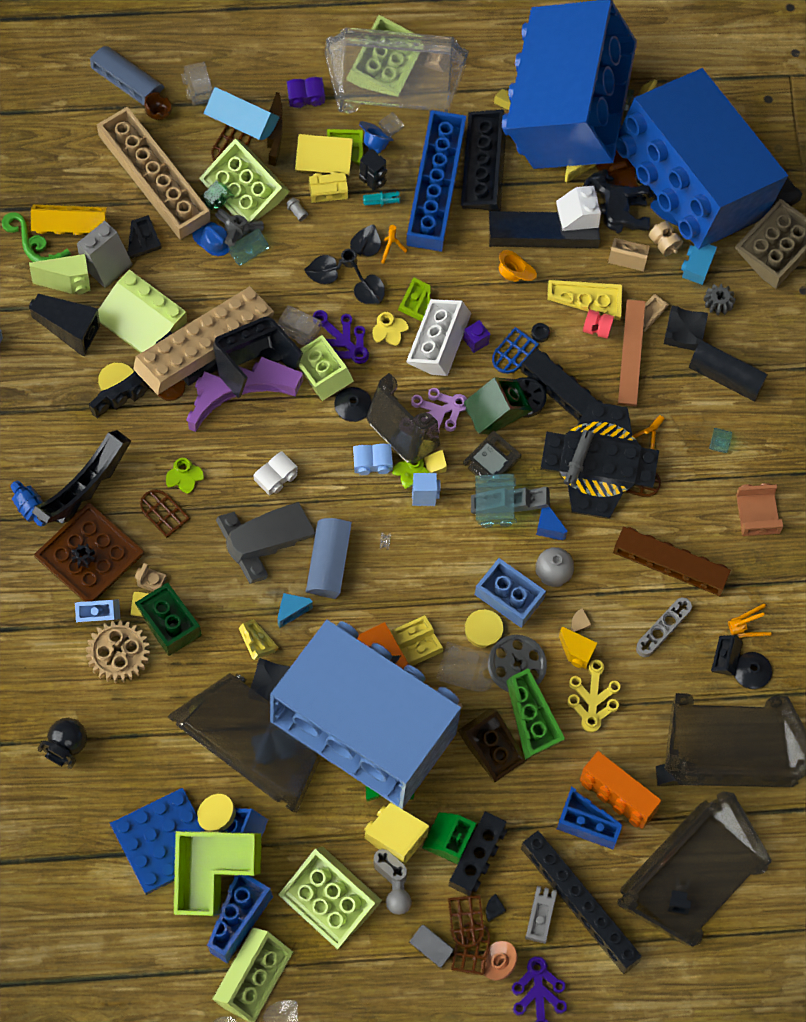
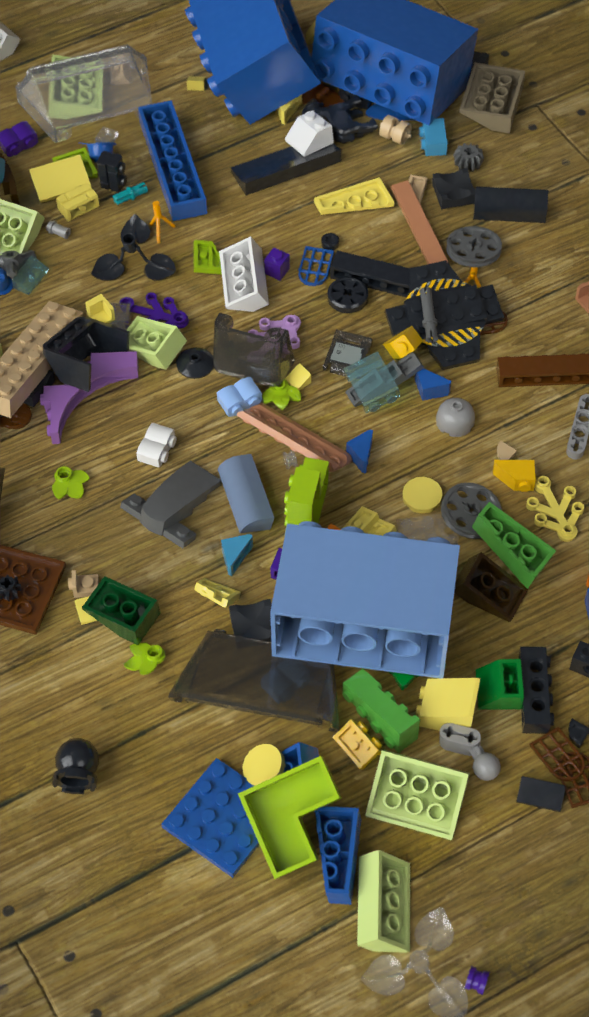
camera: 20 degrees left, 10 degrees down
(97, 610) = (47, 632): light blue slope -> none
(133, 660) = (67, 659): tan gear -> none
(166, 671) = (145, 658): none -> lime plate
(170, 513) = (67, 529): reddish brown window -> none
(288, 318) = (100, 309): none -> light yellow panel
(305, 830) = (358, 743): none -> yellow bracket
(338, 811) = (381, 710): none -> bright green wedge
(373, 591) = (306, 492): none -> lime piece
(390, 332) = (194, 289): light yellow plate -> none
(400, 522) = (295, 436): none -> nougat plate
(425, 489) = (303, 399): light blue brick -> none
(452, 560) = (360, 449): none -> blue slope
(484, 161) = (204, 132): black arch -> none
(497, 405) = (327, 308): dark green slope -> none
(510, 592) = (429, 453): medium blue brick -> none
(514, 267) = (278, 201): light orange piece -> none
(544, 474) = (403, 343): none -> yellow slope
(598, 323) = (383, 210): coral wheel -> none
(628, 254) = (371, 155): tan slope -> none
(673, 405) = (467, 243): none -> dark grey wedge
(720, 440) = (536, 262): clear light blue slope -> none

